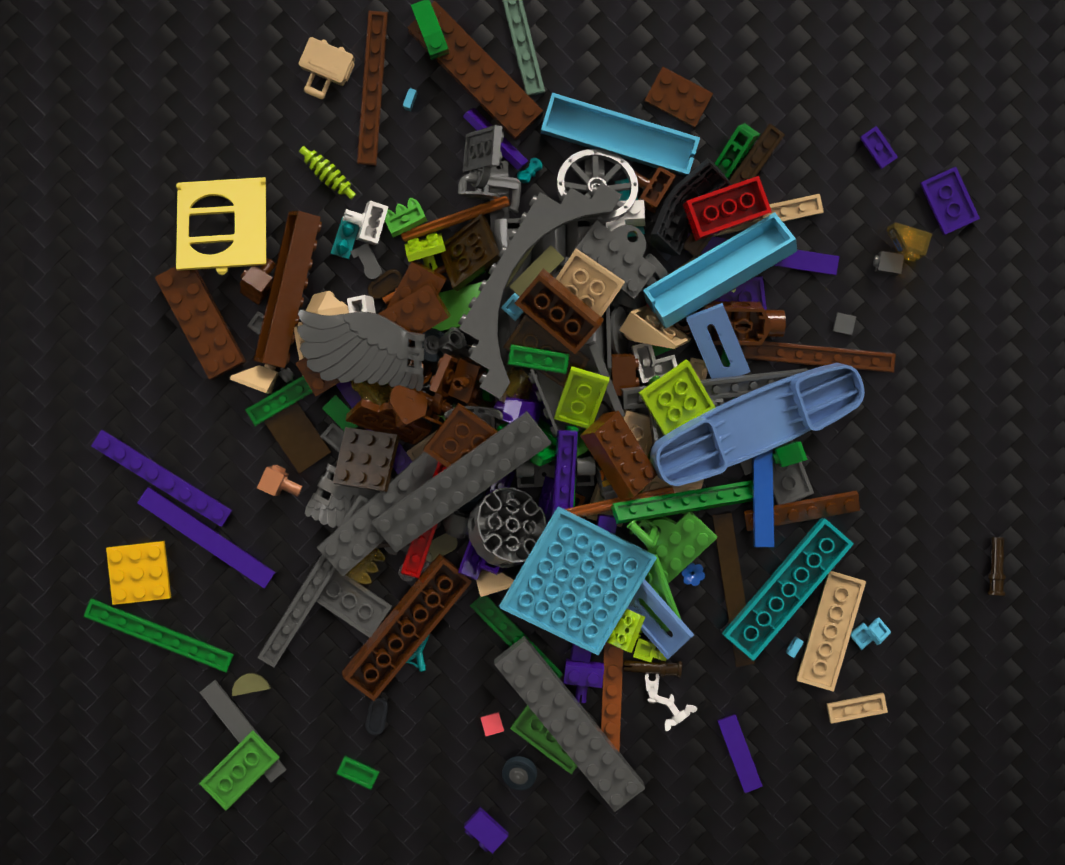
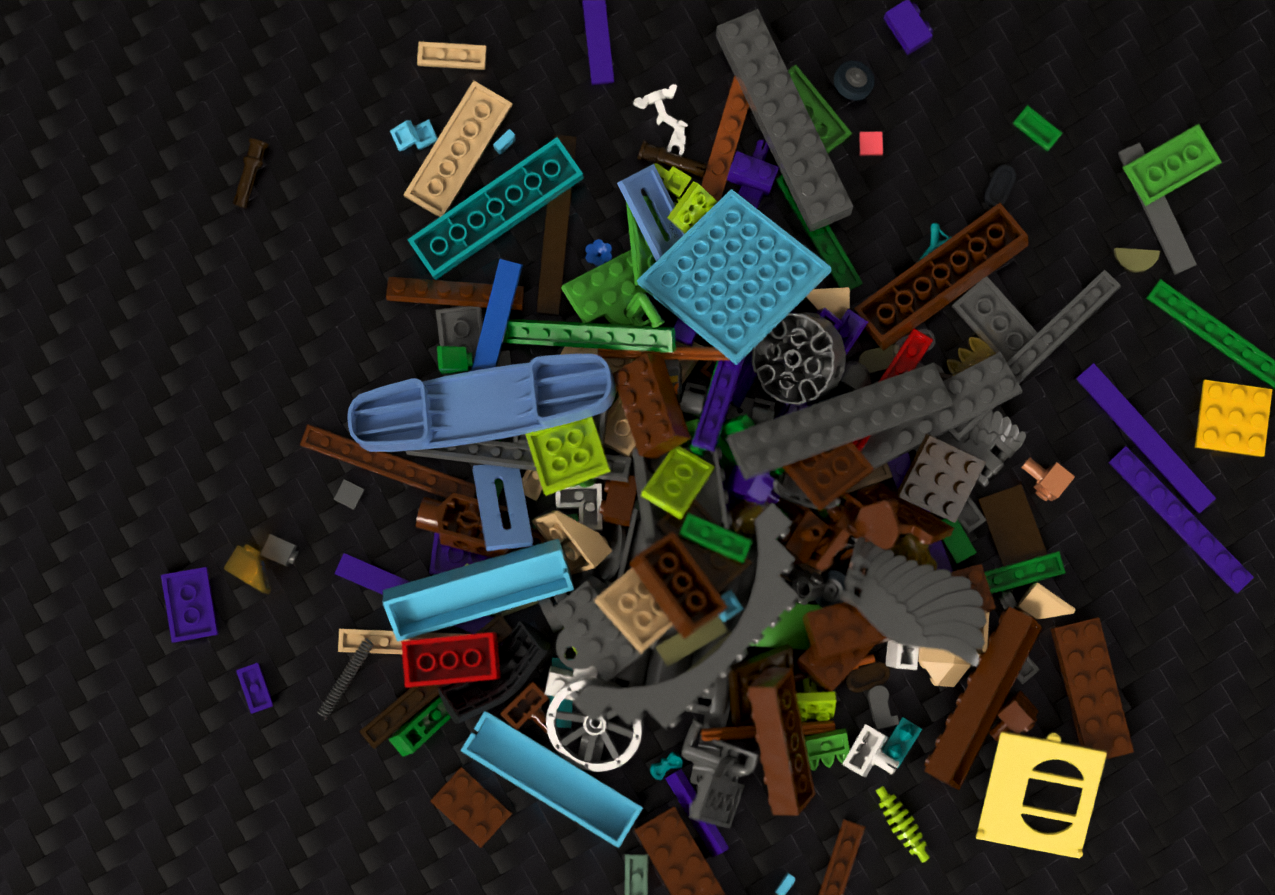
camera: 165 degrees left, 5 degrees down
(442, 210) = (781, 741): none -> reddish brown brick
(808, 174) = (328, 702): none -> dark grey piece

